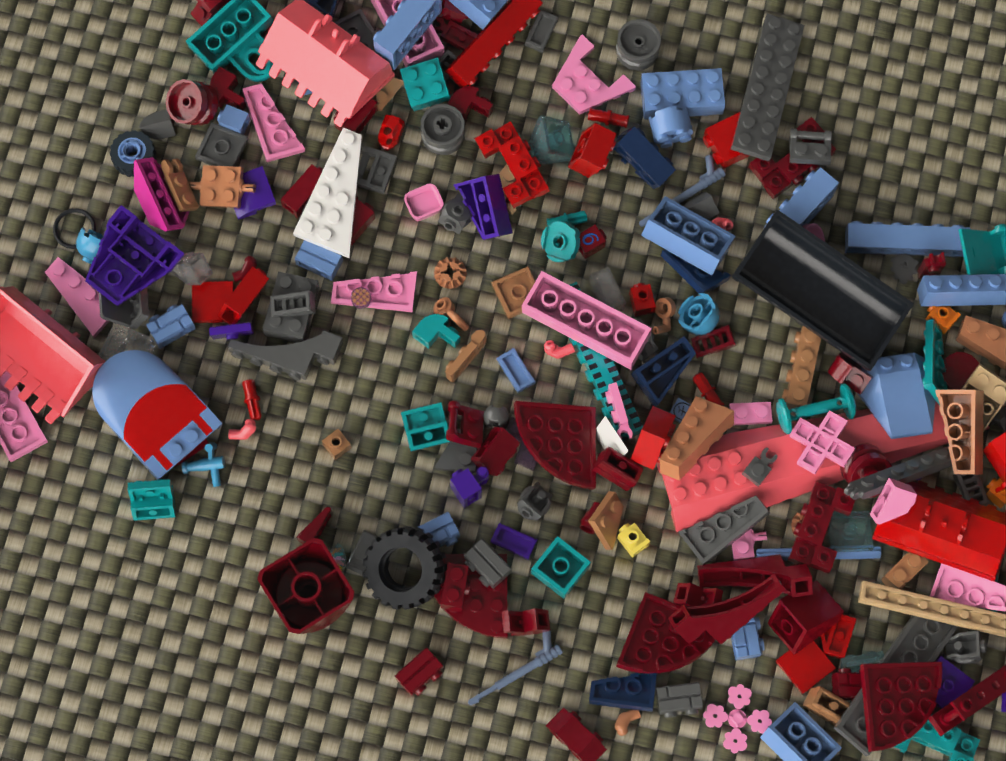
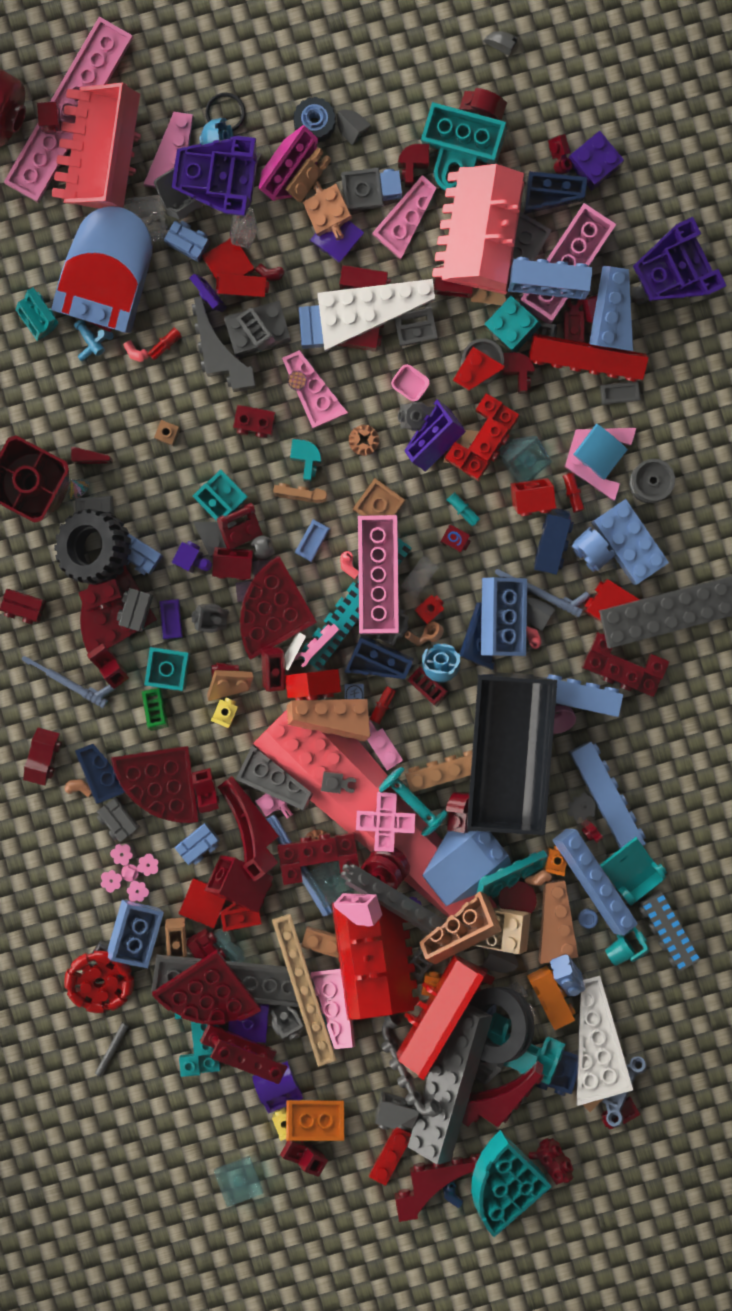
camera: 65 degrees right, 15 degrees up
(191, 102) = (383, 140): dark red wheel -> none
(374, 359) = (254, 421): none -> dark red brick
(390, 132) = (455, 320): red rock -> none
(447, 308) = (329, 454): nougat plate -> none
(448, 133) = (476, 369): none -> red wing
(570, 245) = (445, 521): teal plate -> none
(585, 72) = (600, 451): none -> dark azure slope
(610, 604) = (156, 725): none -> green slope
(725, 617) = (197, 823): dark red arch -> none
(810, 152) = (634, 678): dark grey plate -> none
(951, 340) = (539, 878): none -> nougat arm

